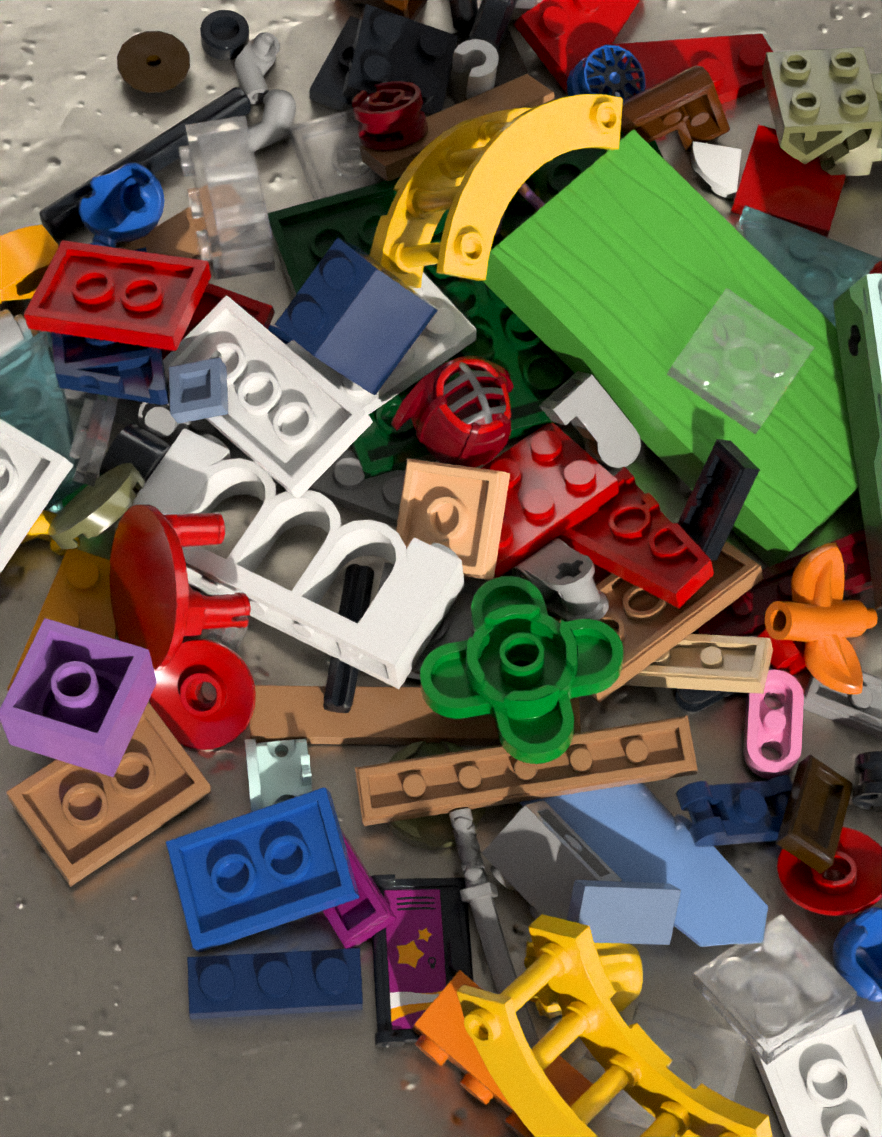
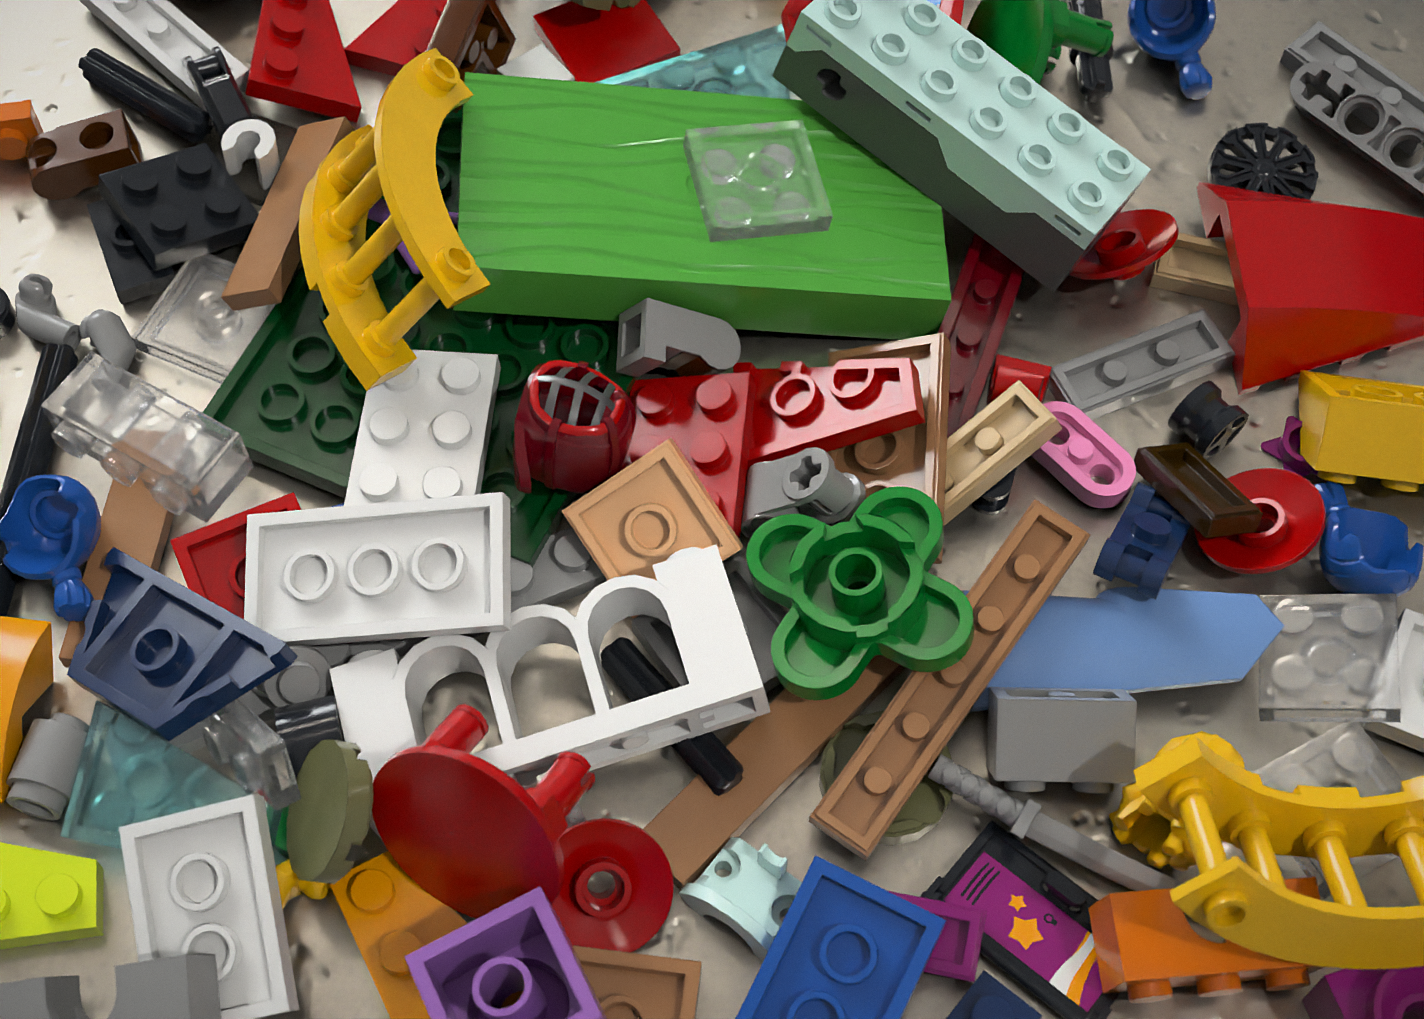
camera: 40 degrees left, 5 degrees down
(118, 295) = (141, 605): red plate -> none
(198, 390) = (314, 619): sand blue tile -> none
(356, 316) = (397, 421): dark blue slope -> none
(389, 115) = (223, 243): dark red wheel -> none
(605, 70) = (368, 73): blue wheel -> none
(625, 911) = (1169, 705): tile -> none
(718, 497) = (857, 302): black plate -> none
(823, 620) = (1029, 334): orange plant -> none

